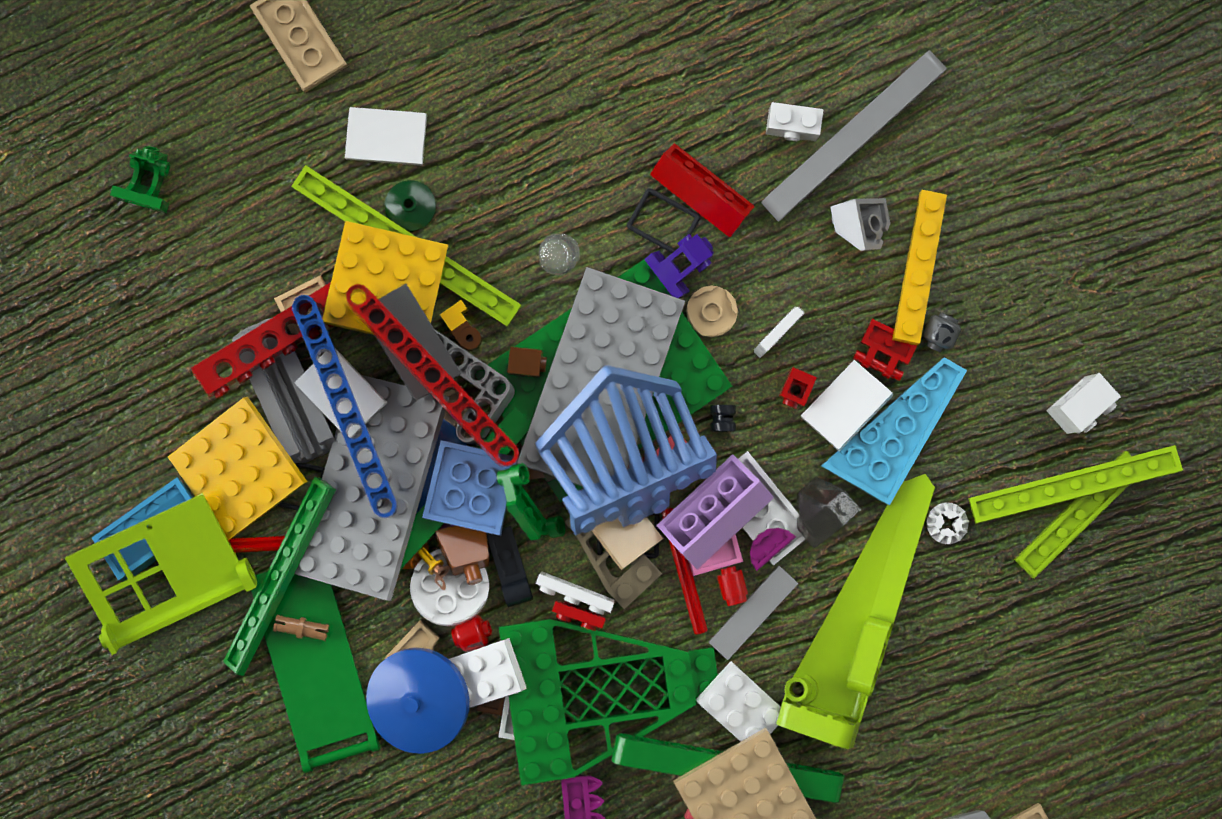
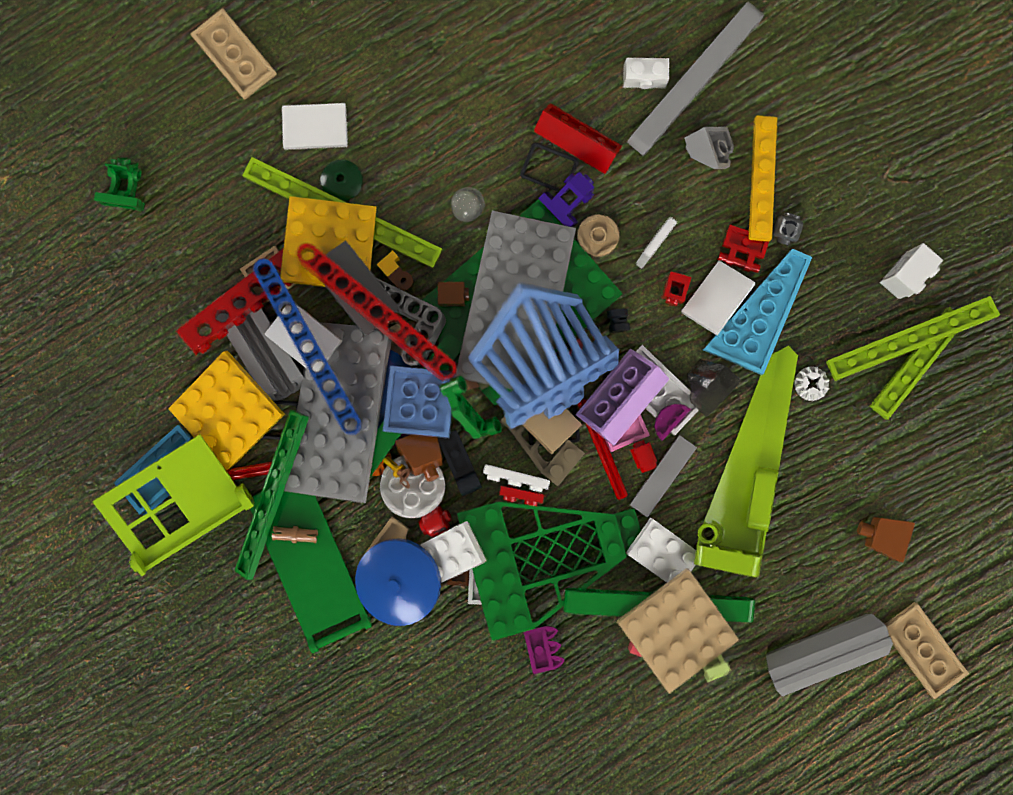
camera: 10 degrees left, 0 degrees up
(1014, 719) = (887, 536): none -> dark orange torso

